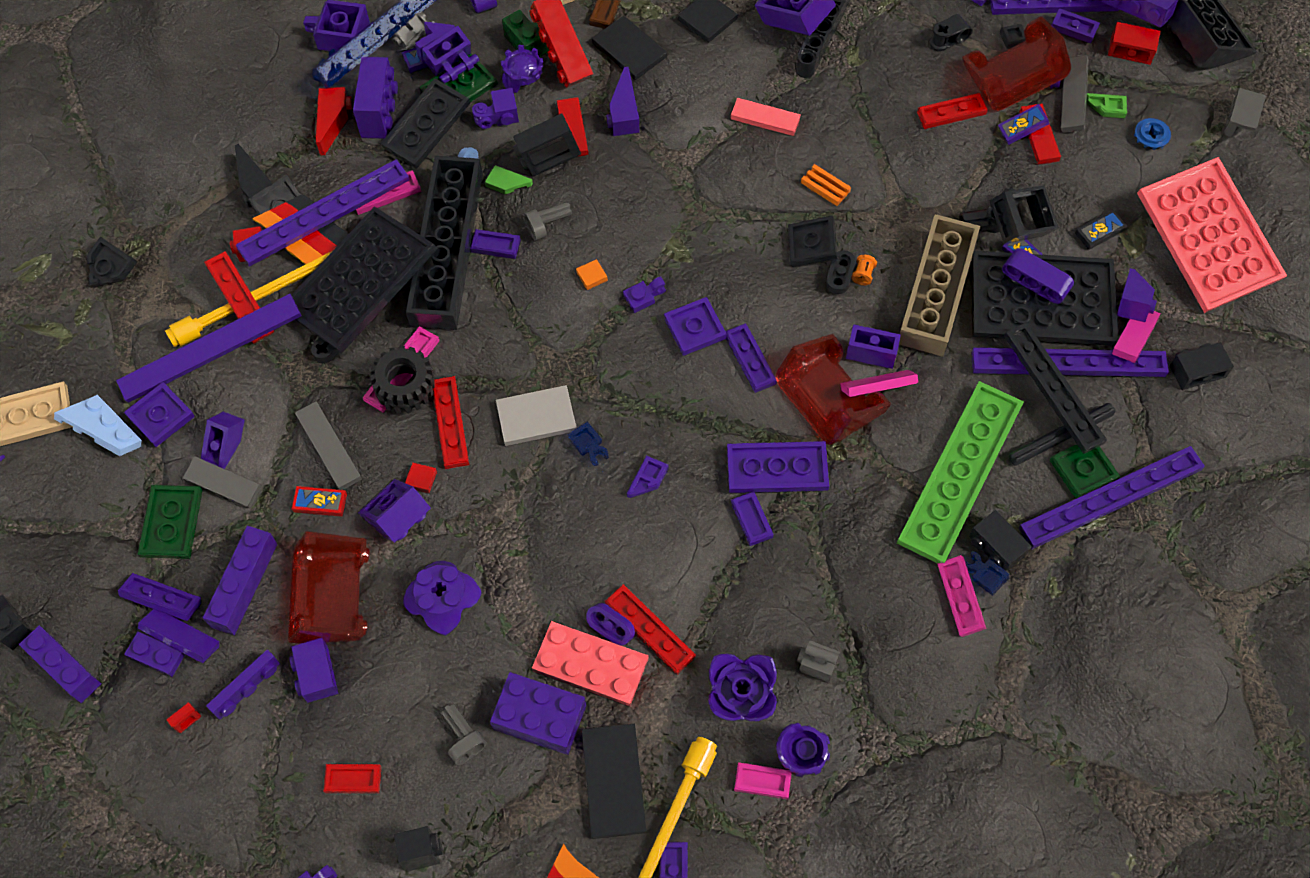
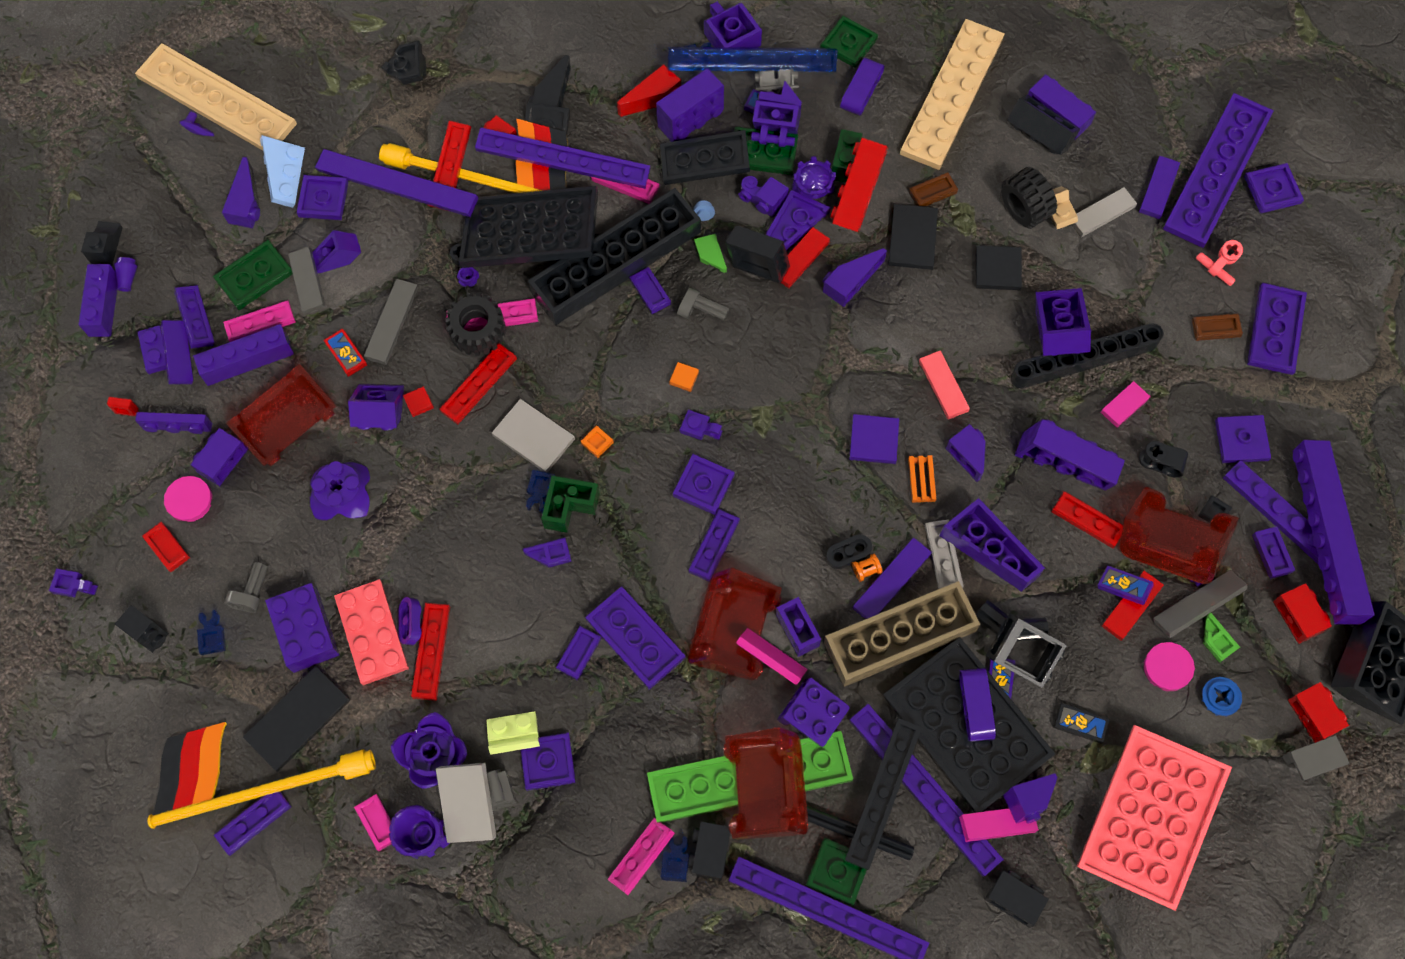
camera: 50 degrees right, 5 degrees up
(55, 623) = (125, 272): none -> dark purple cone
(94, 476) = (242, 201): none -> dark purple slope
(219, 549) = (259, 320): none -> dark pink tile
(326, 726) = (188, 499): none -> dark pink tile
(346, 355) = (464, 272): none -> dark purple plate
(475, 799) = (212, 637): none -> clear blue plate
(536, 101) = (796, 218): none -> dark purple wing
(585, 374) = (597, 441): none -> orange tile
(617, 427) = (568, 496): none -> dark green brick
(765, 190) = (874, 439): none -> dark purple tile
(778, 615) = (512, 732): none -> yellowish green plate
(812, 241) = (857, 509): black tile -> none
(812, 690) = (466, 803): none -> light grey tile
(823, 609) = (549, 763): none -> dark purple tile
(836, 139) = (969, 451): none -> dark purple slope
(886, 24) = (1125, 404): none -> dark pink tile
(888, 263) = (892, 579): none -> dark purple tile
(895, 81) = (1070, 454): none -> dark purple wedge
(897, 217) = (943, 555): none -> light grey tile
(923, 177) = (992, 544): none -> dark purple wedge
(946, 387) = (814, 711): none -> dark purple bracket
(983, 459) = (768, 784): none -> clear red windscreen
(1104, 147) = (1169, 666): none -> dark pink tile
(1212, 88) = (1318, 712): none -> red brick

